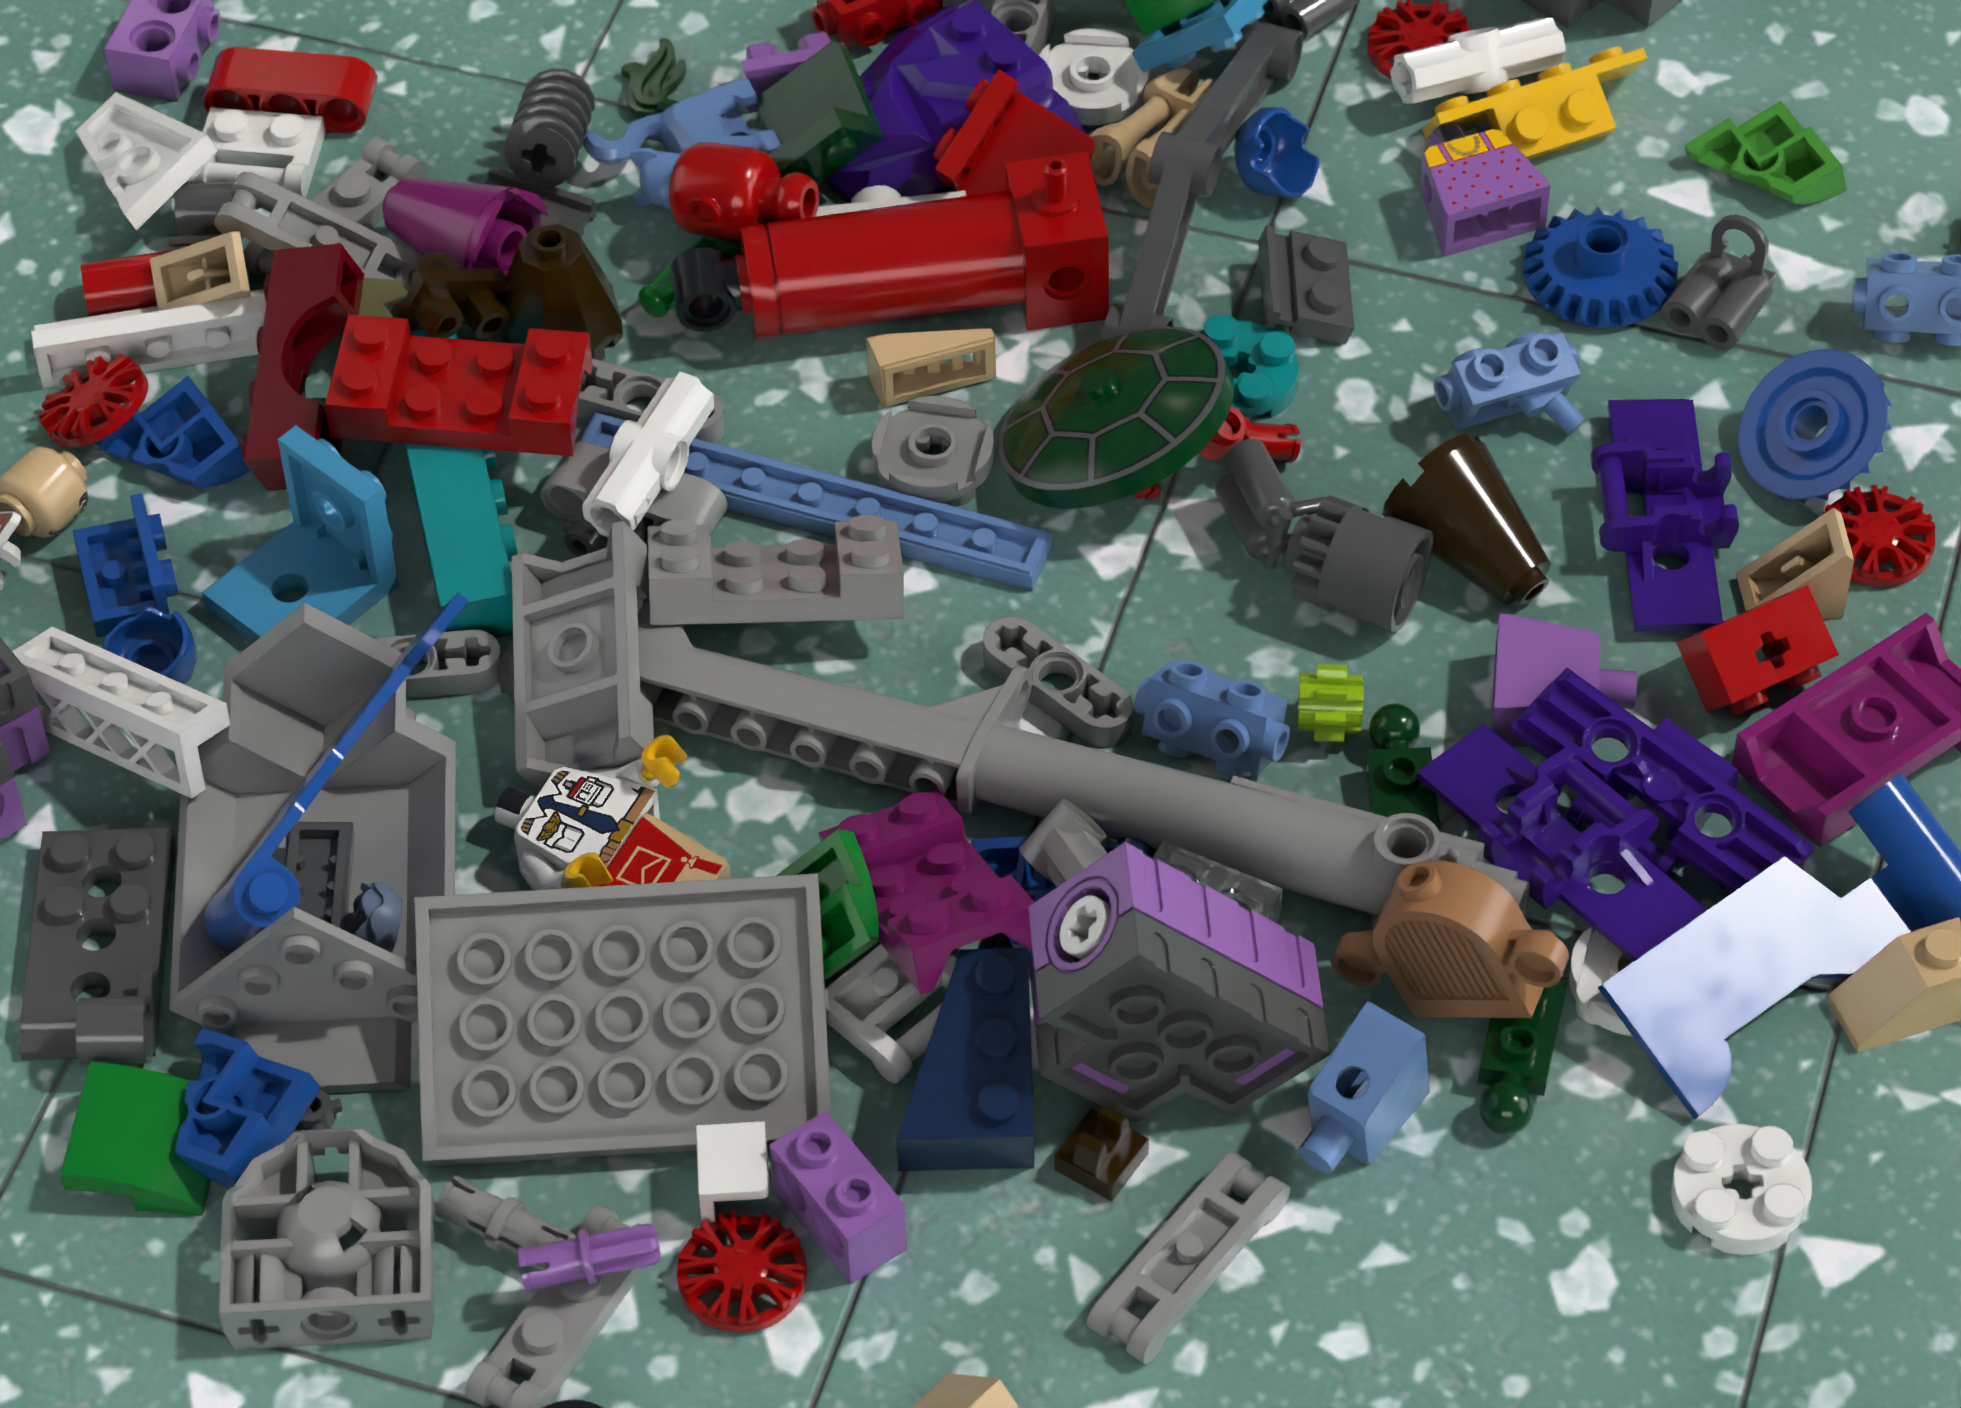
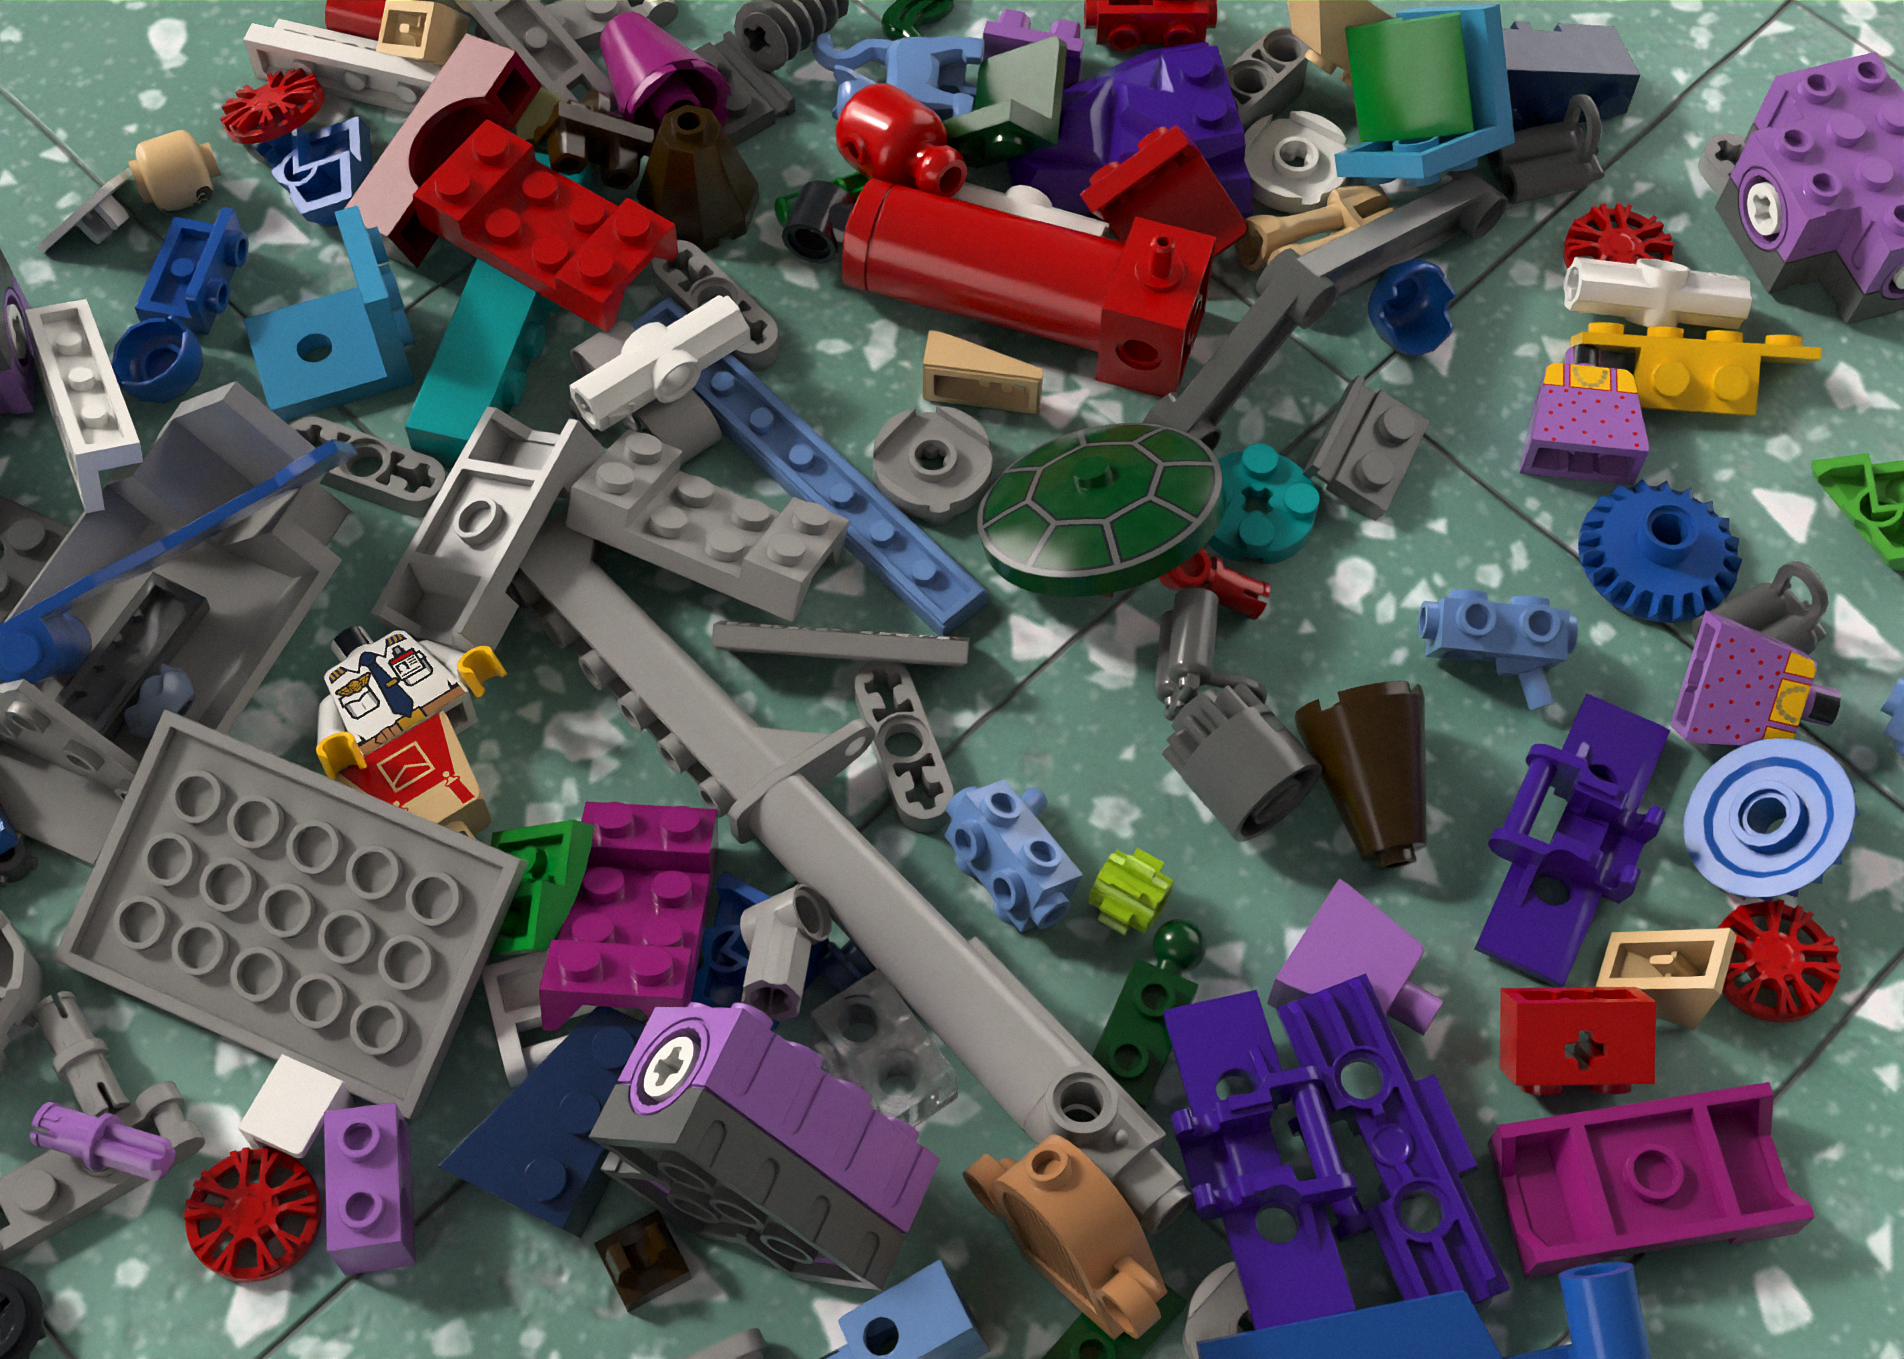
camera: 25 degrees right, 10 degrees up
(952, 622) = (840, 643): none -> light grey tile
(1737, 333) = (1748, 687): none -> medium lavender torso

